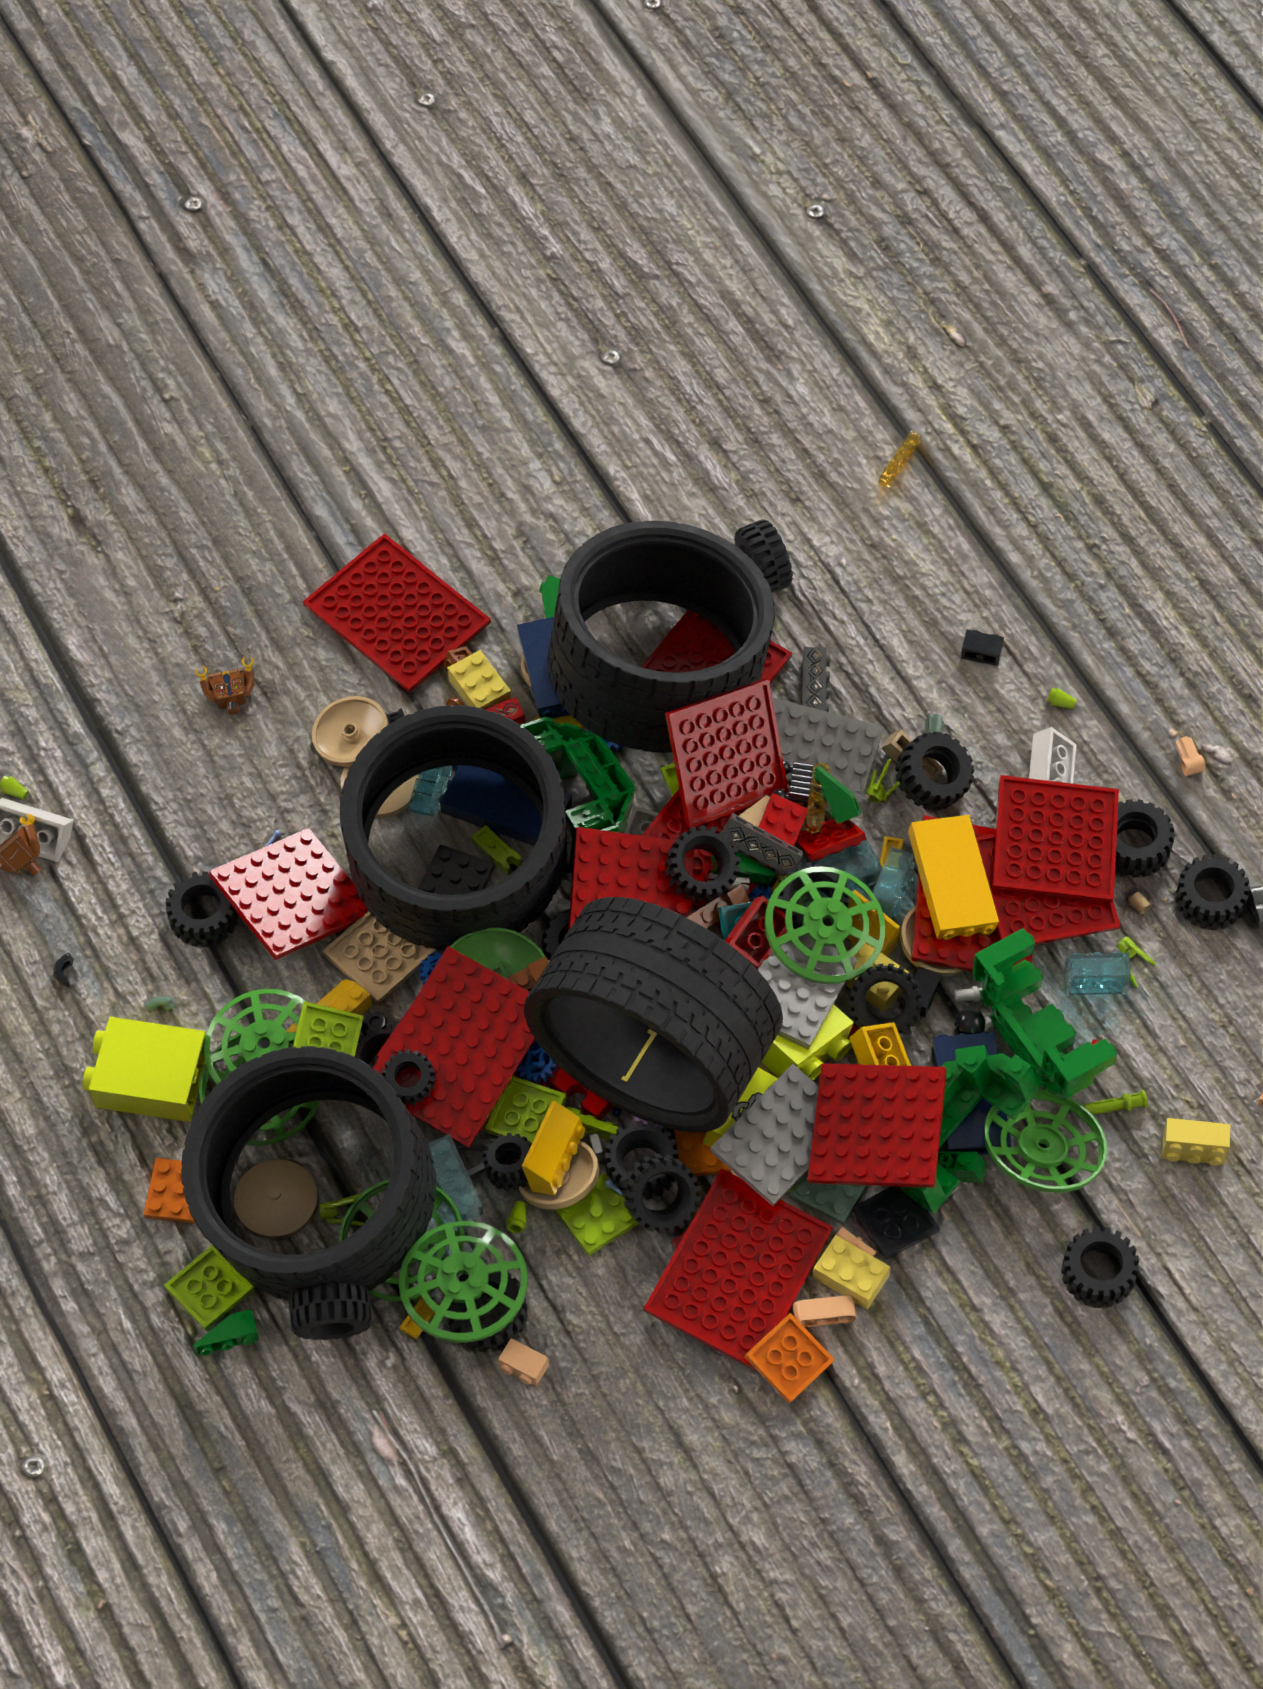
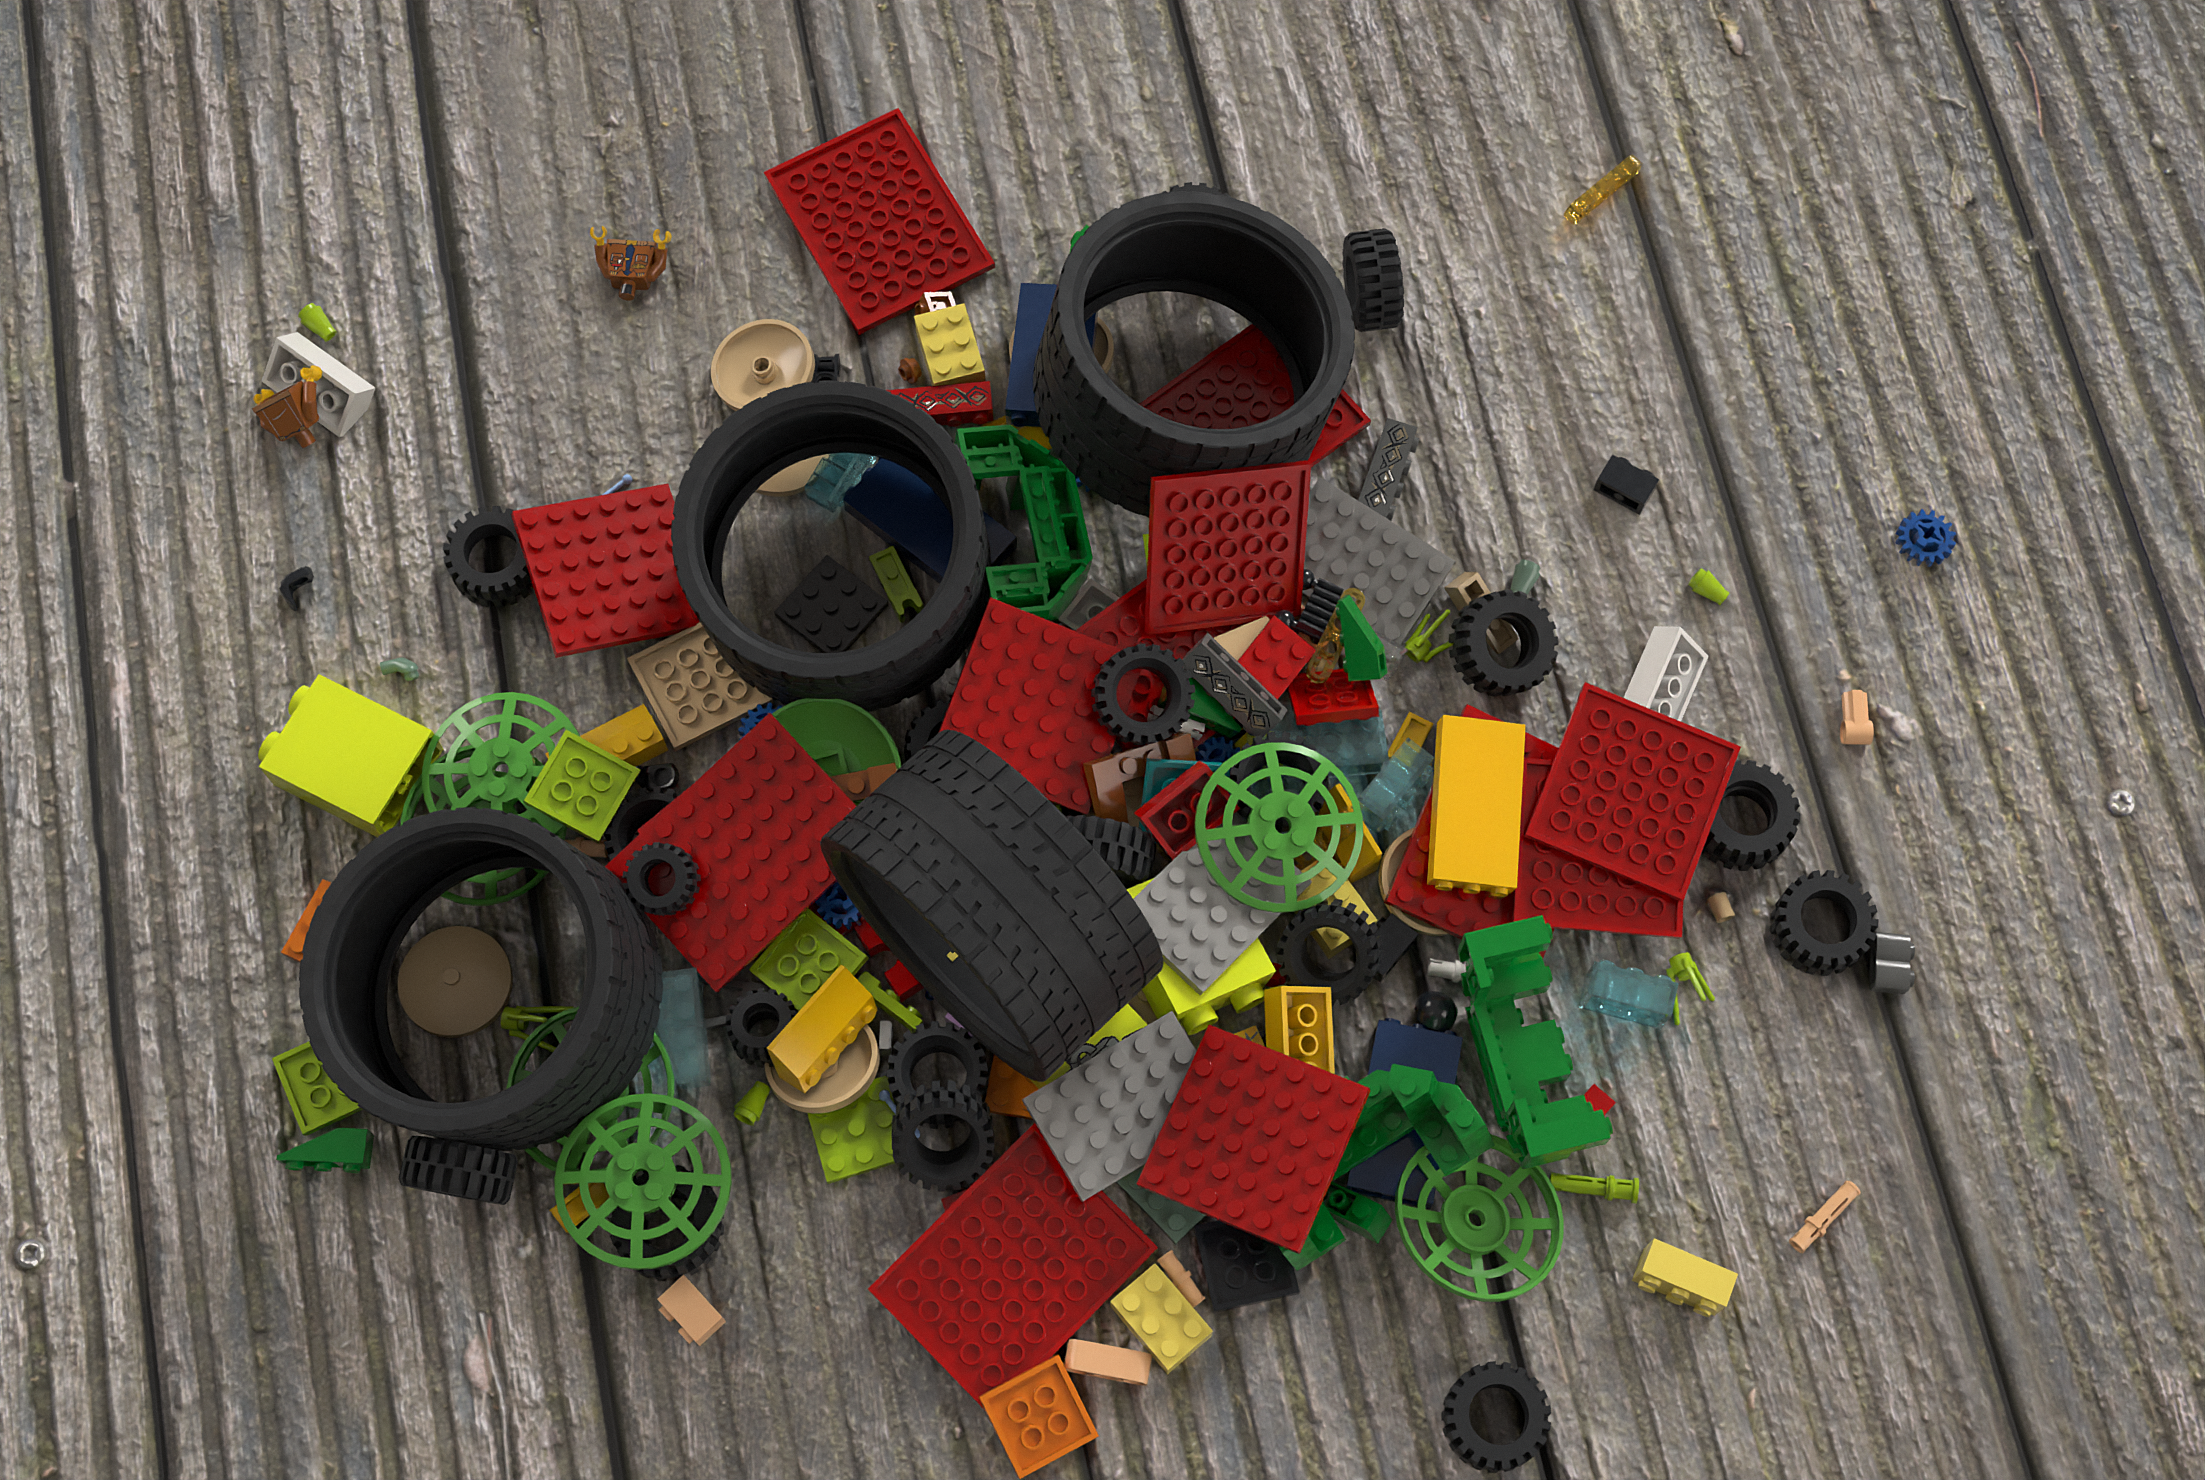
camera: 15 degrees right, 10 degrees up
(1197, 627) = (1938, 541): none -> blue gear

